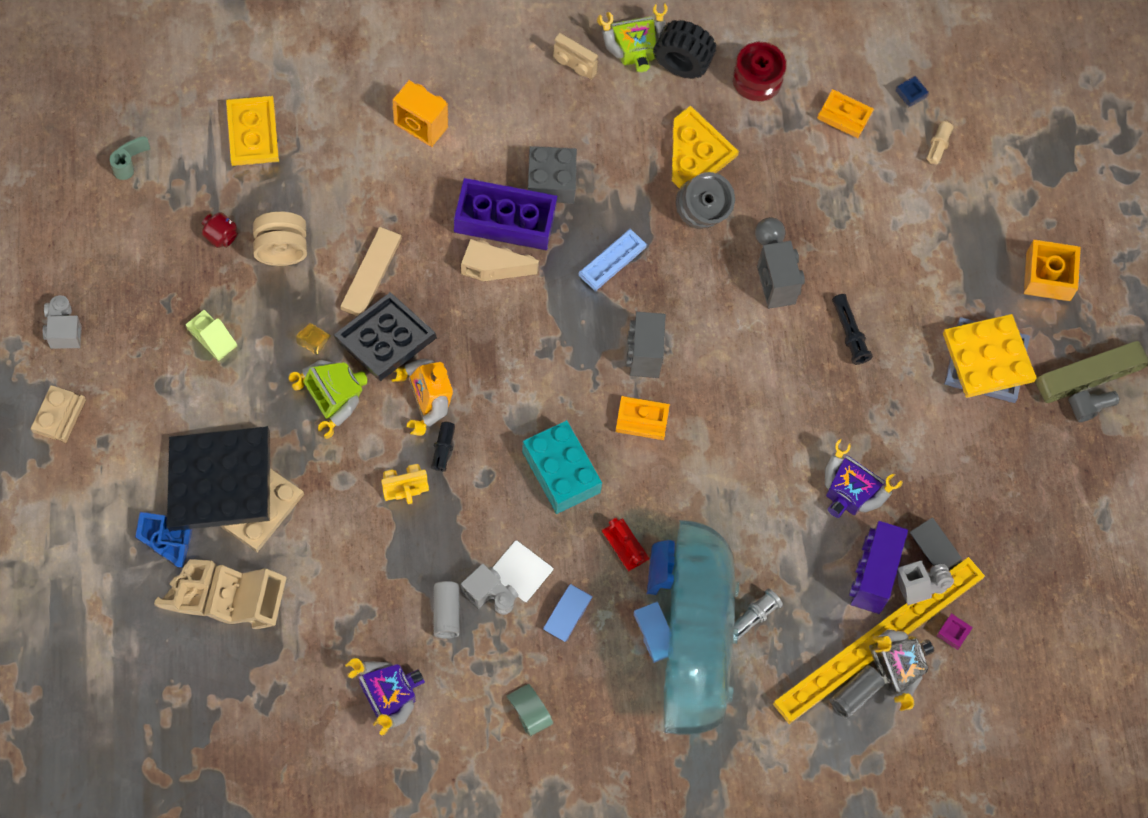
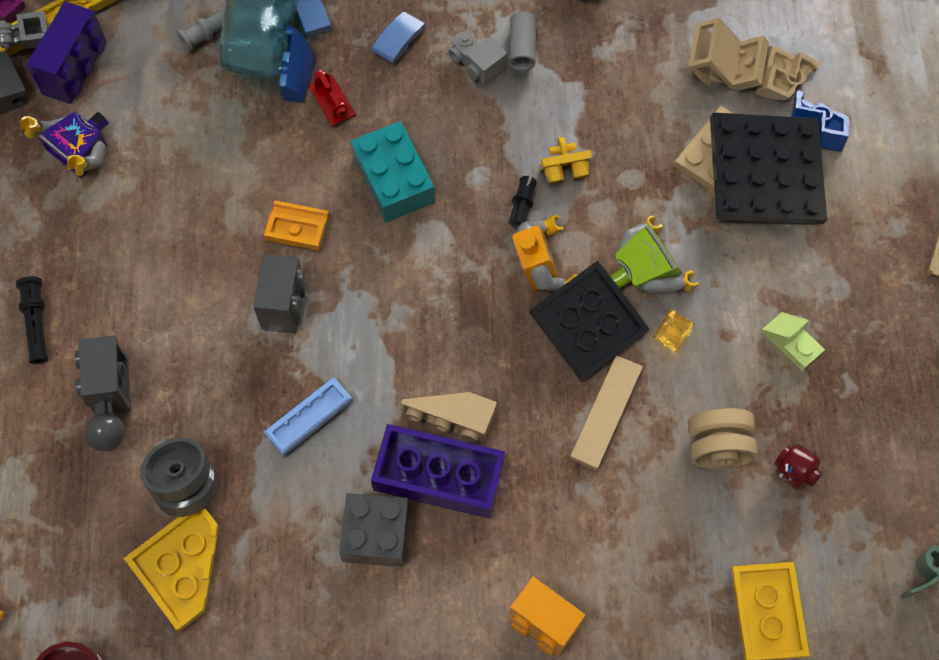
camera: 170 degrees left, 0 degrees up
(522, 570) = (443, 84): white sticker -> none

